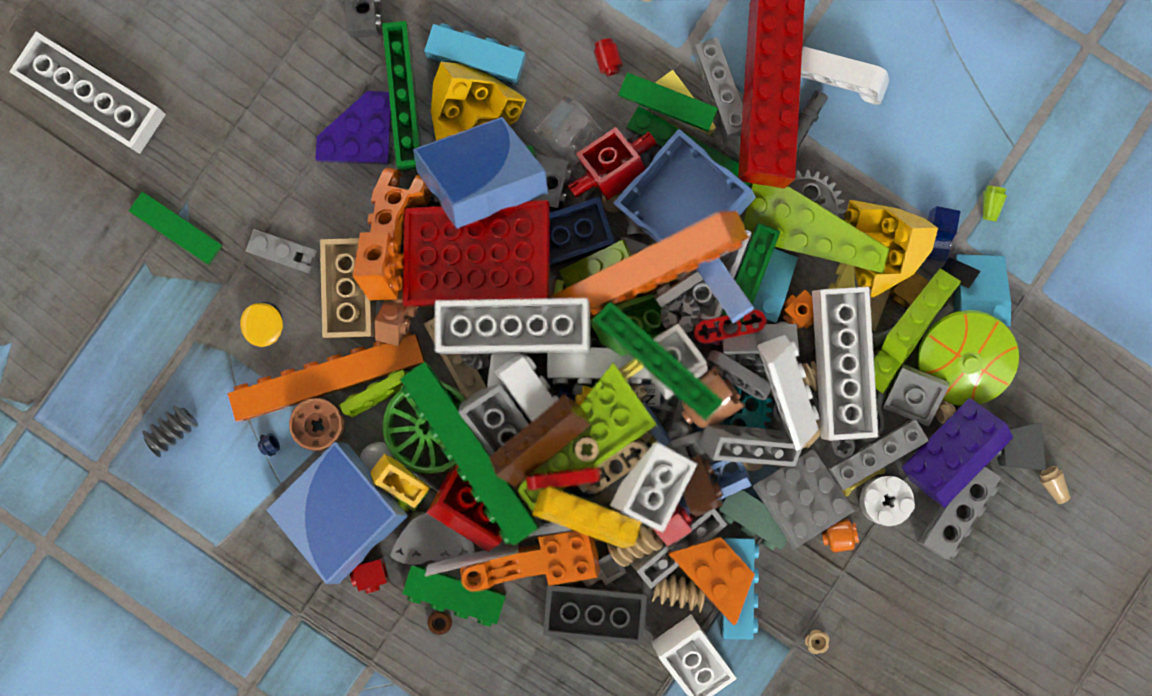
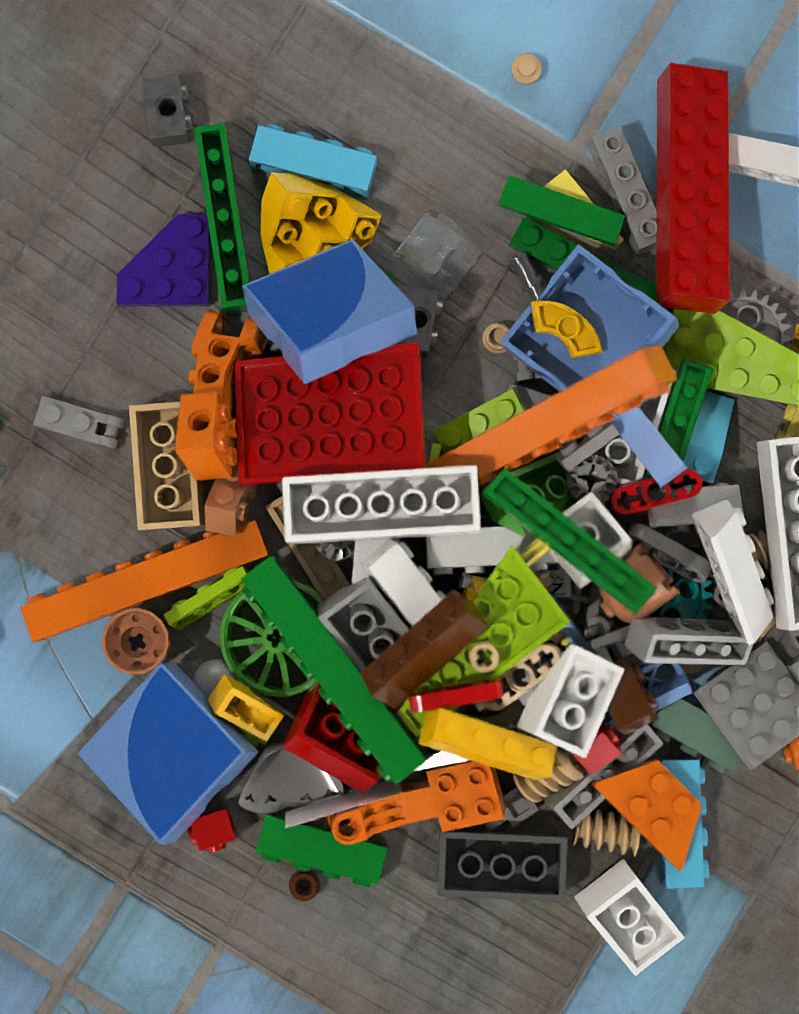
camera: 10 degrees left, 0 degrees up
(261, 324) = (58, 516): yellow piece -> none
(268, 444) = (75, 669): dark blue plate -> none
(578, 232) = (457, 380): dark blue brick -> none
(608, 57) = (481, 157): red brick -> none
(611, 163) = (493, 292): red brick -> none
(667, 193) = (567, 326): none -> yellow tile
(803, 302) = (743, 456): orange brick -> none
(810, 115) = (741, 217): dark grey pin -> none
(823, 644) = (787, 893): tan plate -> none

